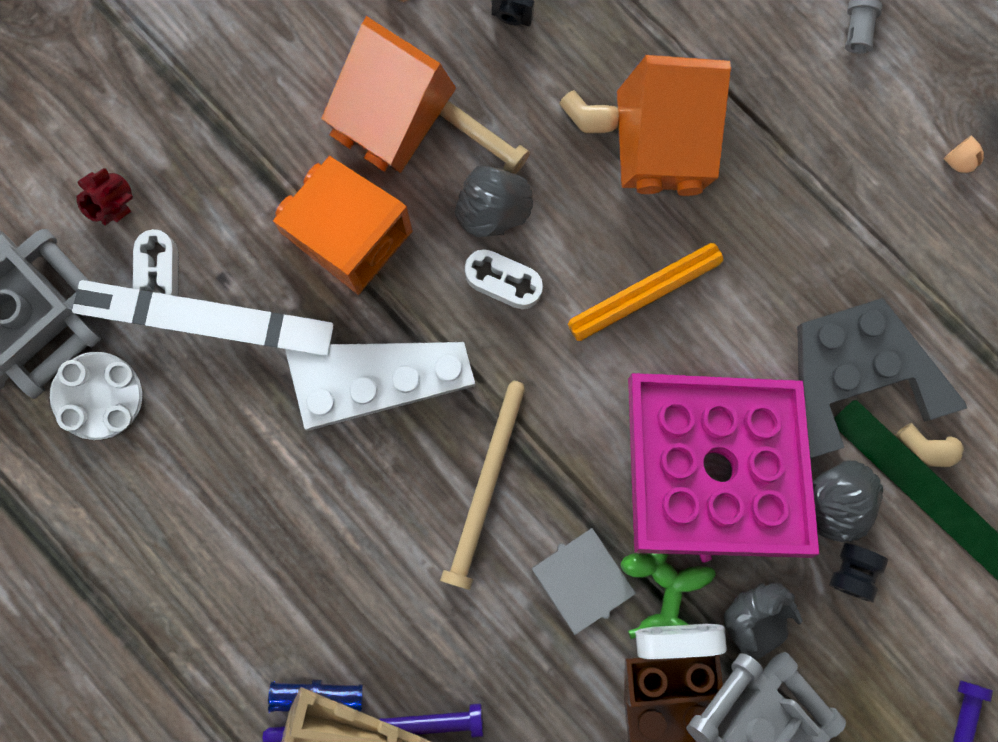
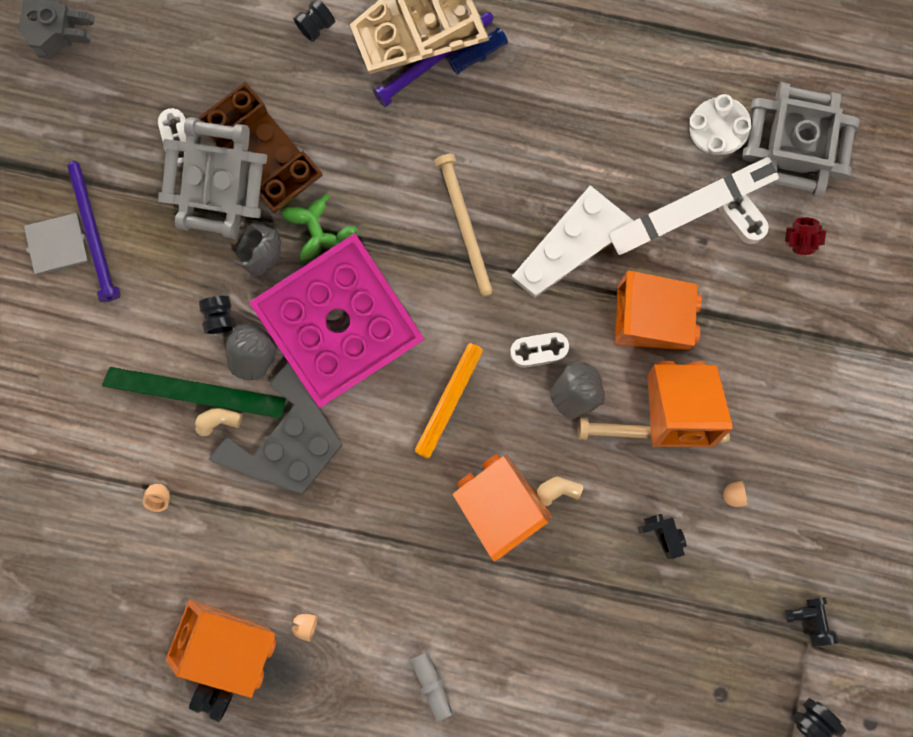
camera: 145 degrees right, 0 degrees up
(583, 581) = (373, 209): light grey piece -> none
(681, 641) = (297, 203): white beam -> none

